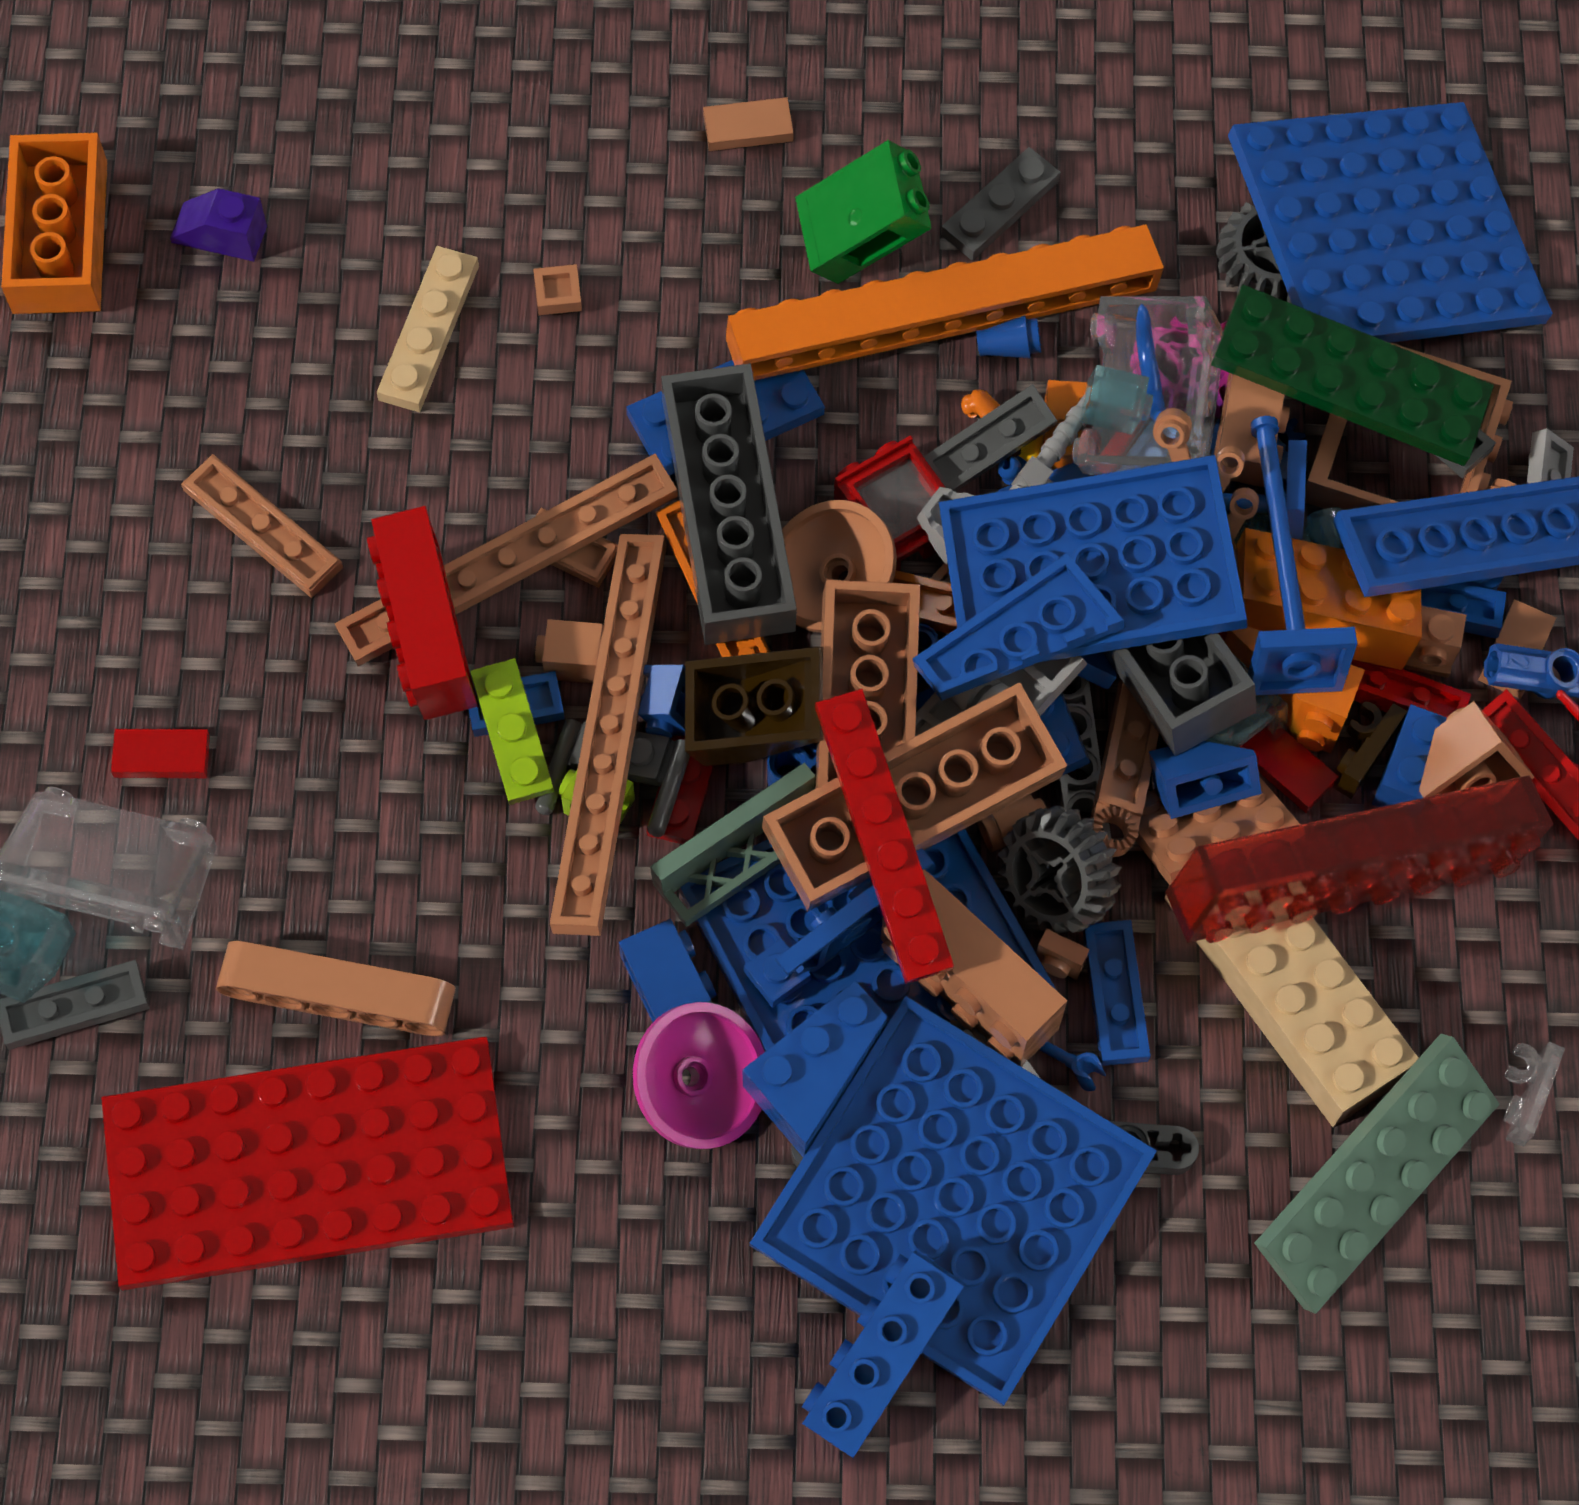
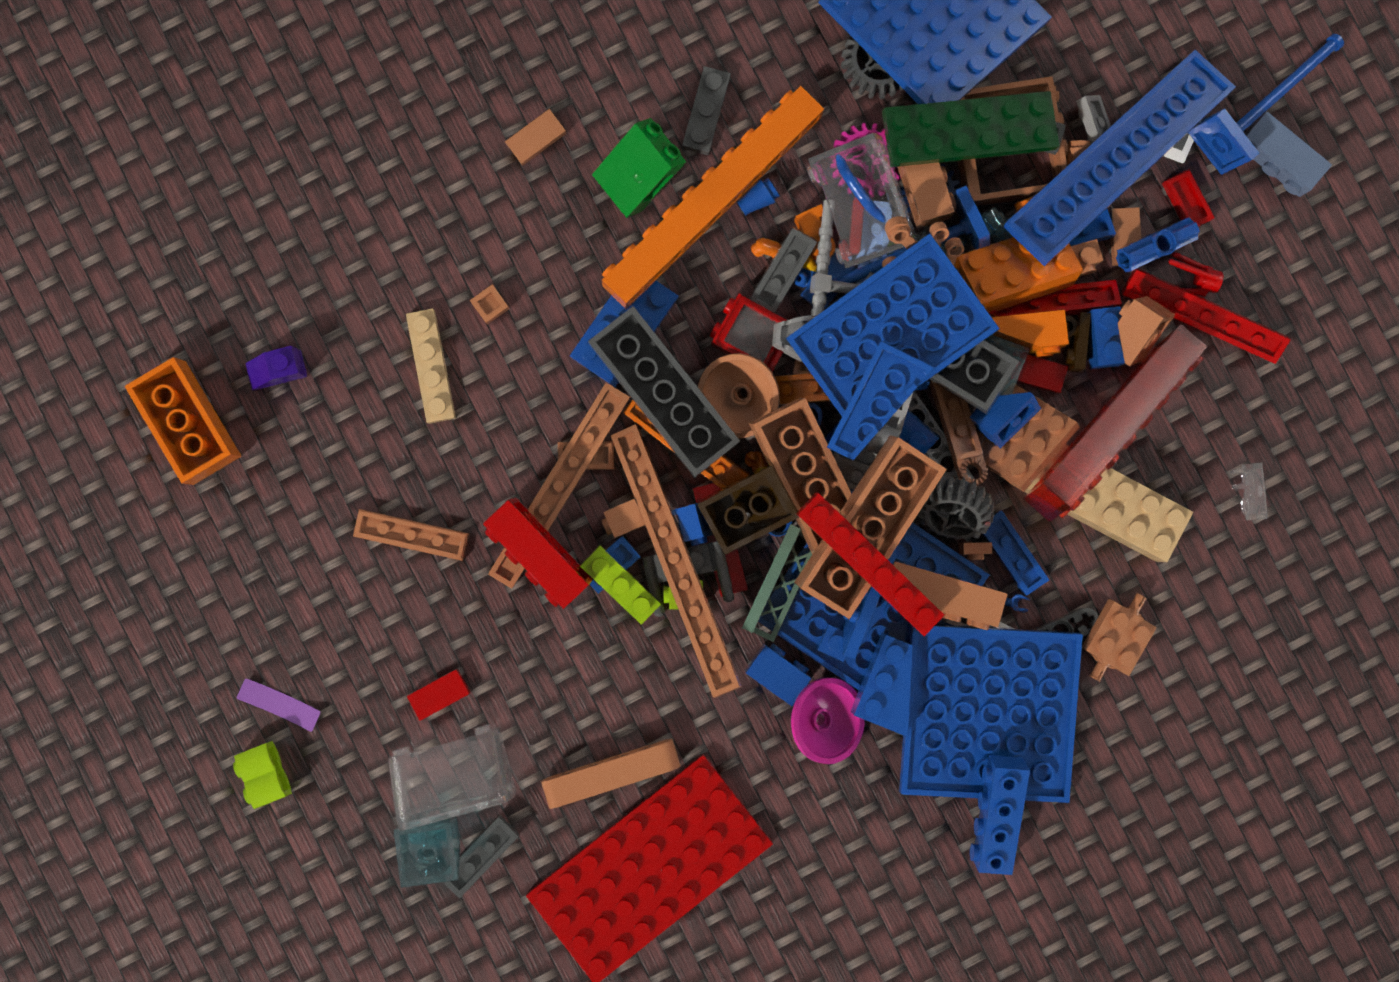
camera: 25 degrees left, 20 degrees up
(1116, 400) = (846, 215): clear light blue brick -> none
(1213, 1199) = (1118, 637): none -> nougat plate
(1295, 657) = (1034, 329): blue tile -> none
(1377, 1173) = (1197, 580): sand green plate -> none

